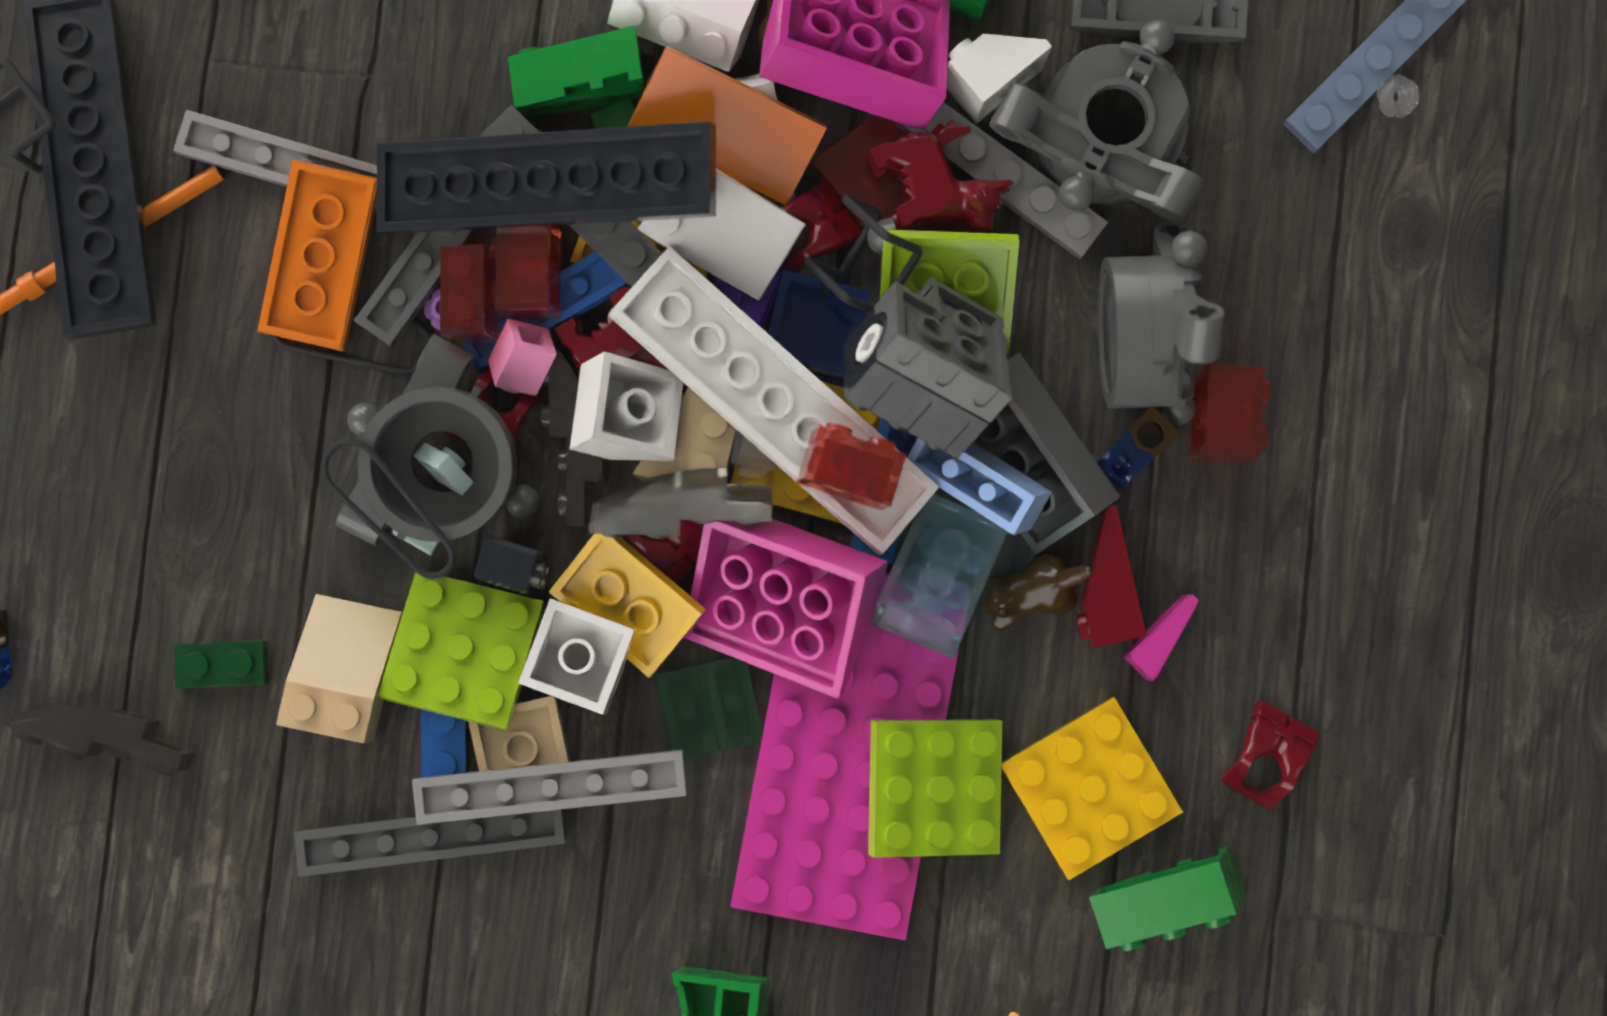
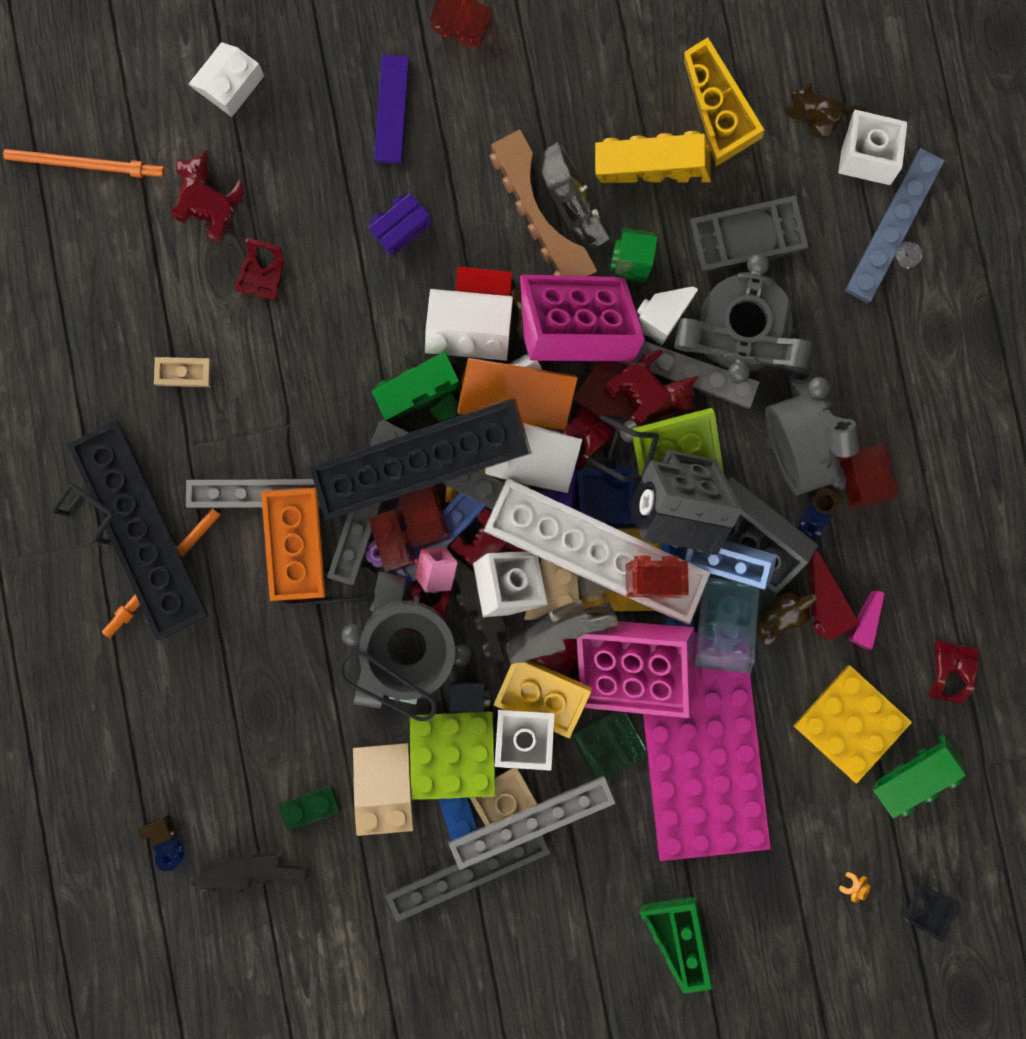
camera: 15 degrees left, 0 degrees up
(444, 467) = (410, 650): light aqua plate -> none
(935, 787) = (761, 752): lime plate -> none

